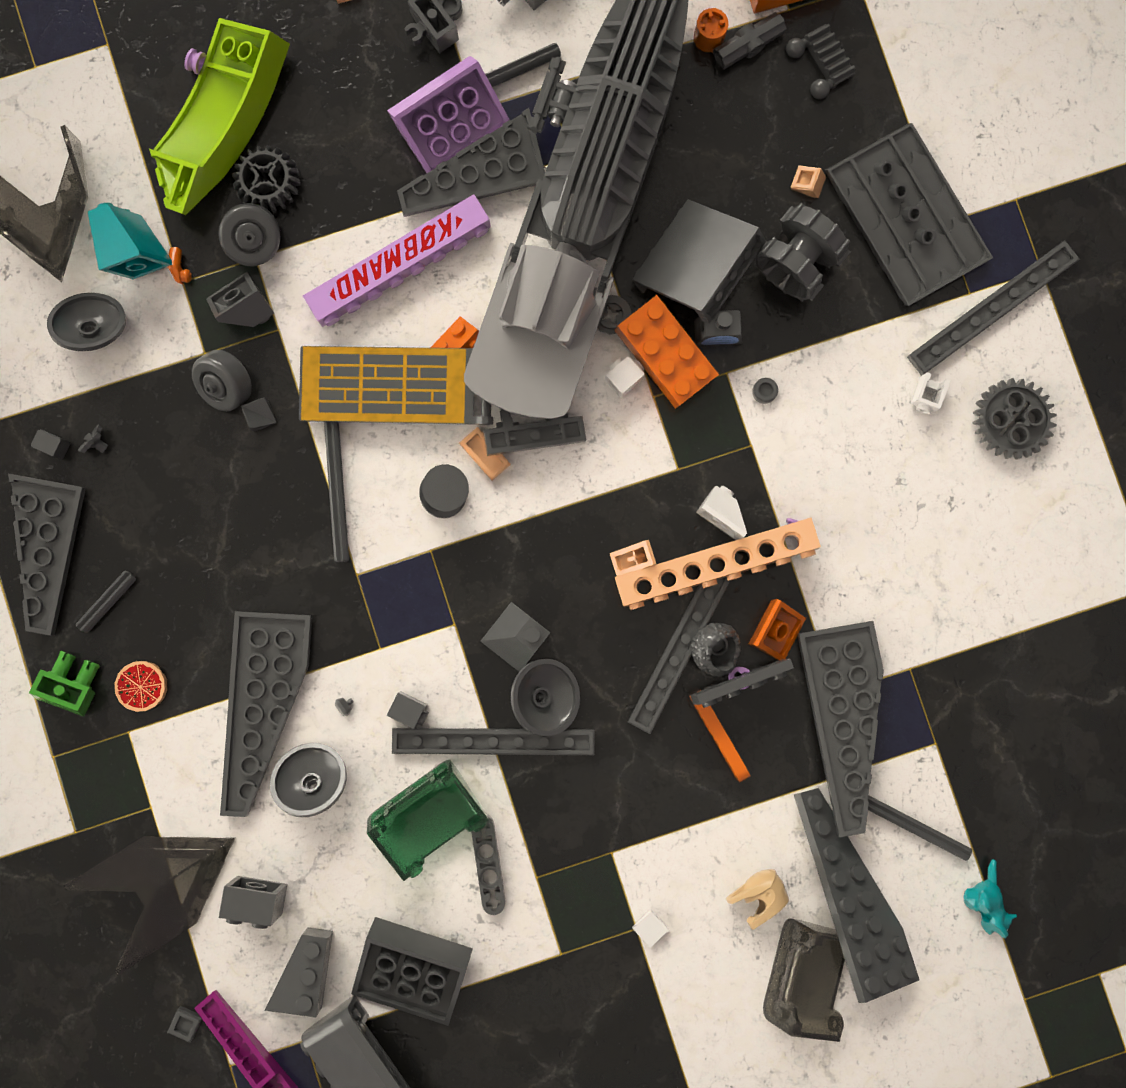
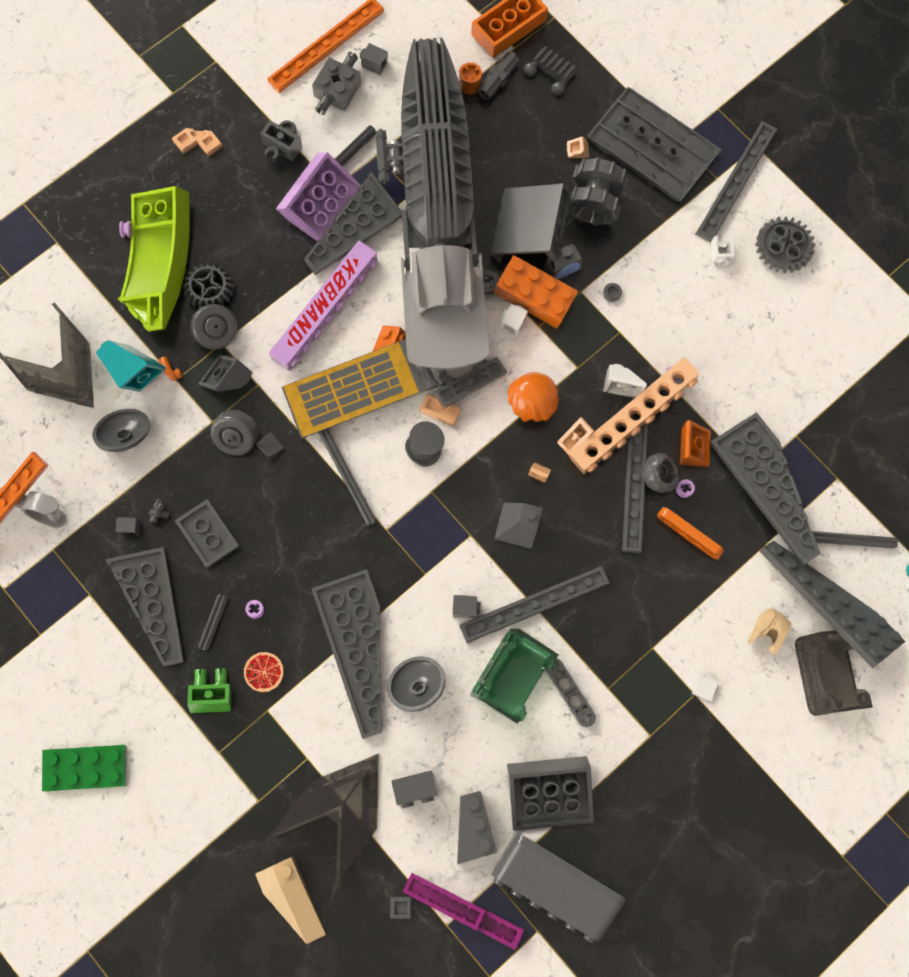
camera: 25 degrees left, 10 degrees down
(66, 954) = (289, 895): none -> tan wedge
(140, 491) = (207, 533): none -> dark grey plate
(153, 602) = (255, 603): none -> lavender bush
(343, 706) = (417, 624): dark grey rock -> none
(557, 697) = (558, 555): dark grey dish -> none
(571, 581) = (539, 472): none -> light nougat slope
(603, 487) = (533, 396): none -> orange piece
(730, 688) = (684, 492): dark grey hinge -> none

